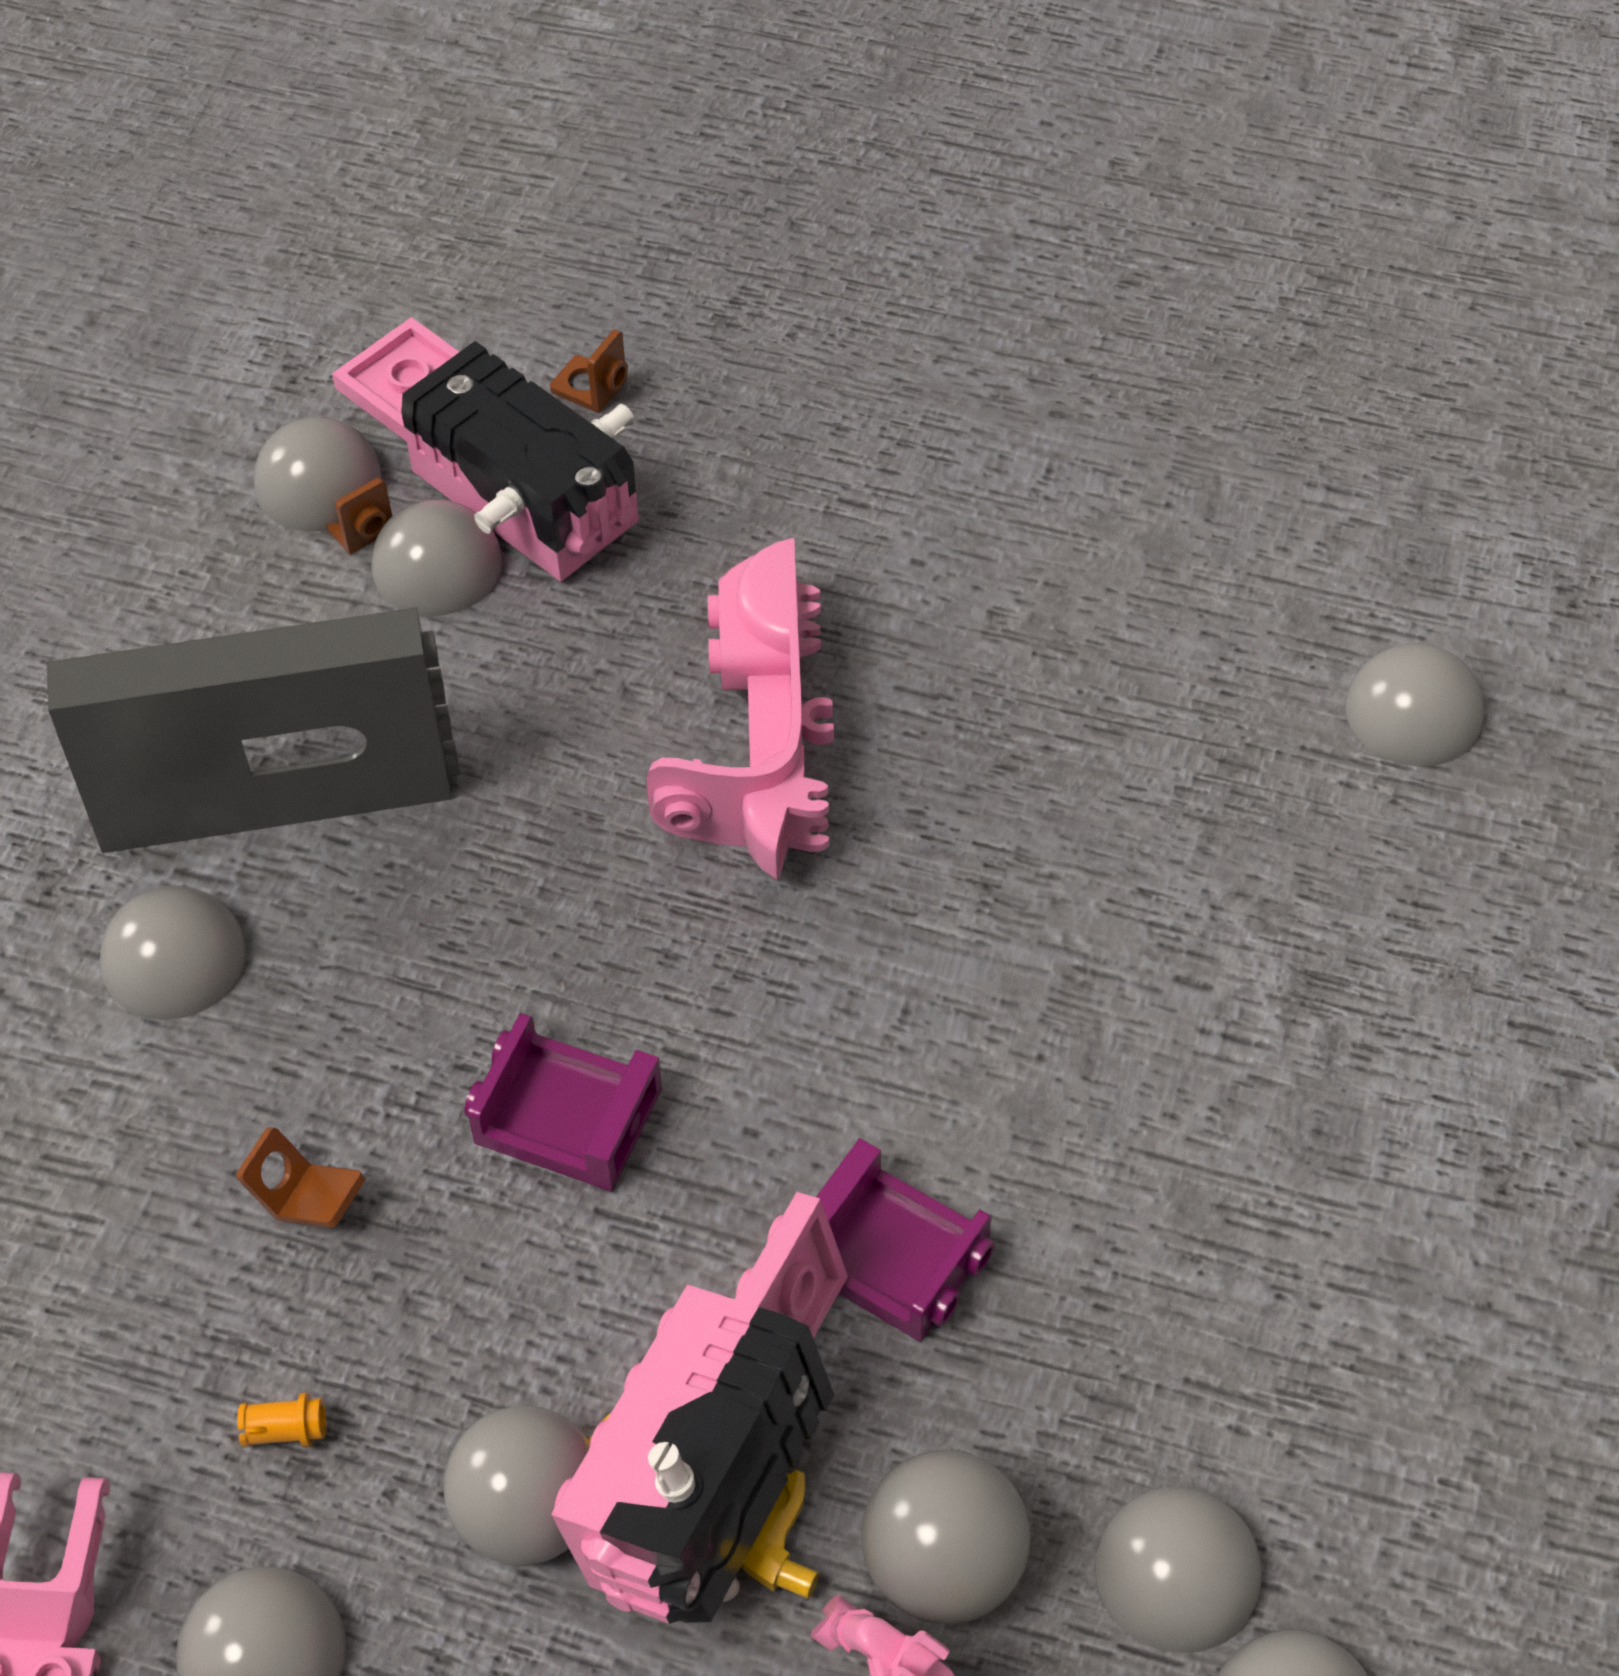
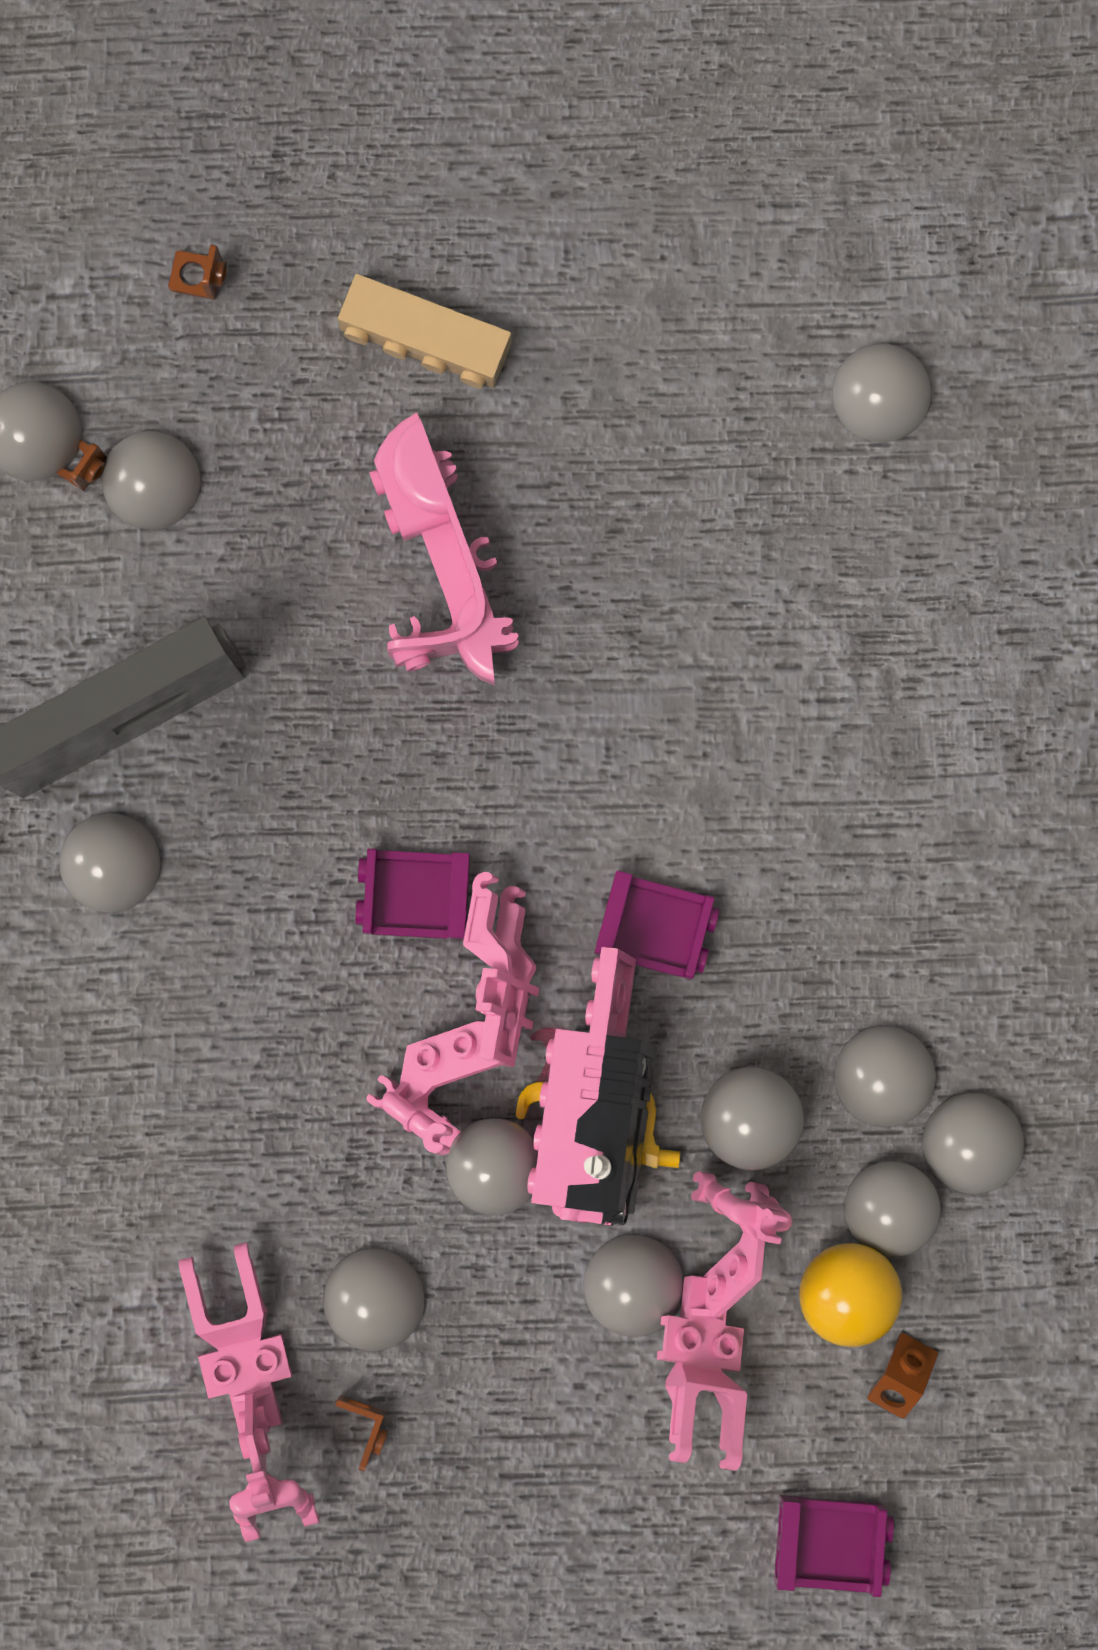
camera: 20 degrees left, 30 degrees up
(282, 1421) = (328, 1163): light orange pin -> none
(307, 1191) = (276, 1008): dark orange bracket -> none
(500, 445) = (158, 379): piece -> none
(632, 1257) = (478, 1045): none -> bright pink piece
(841, 491) = (424, 331): none -> tan brick

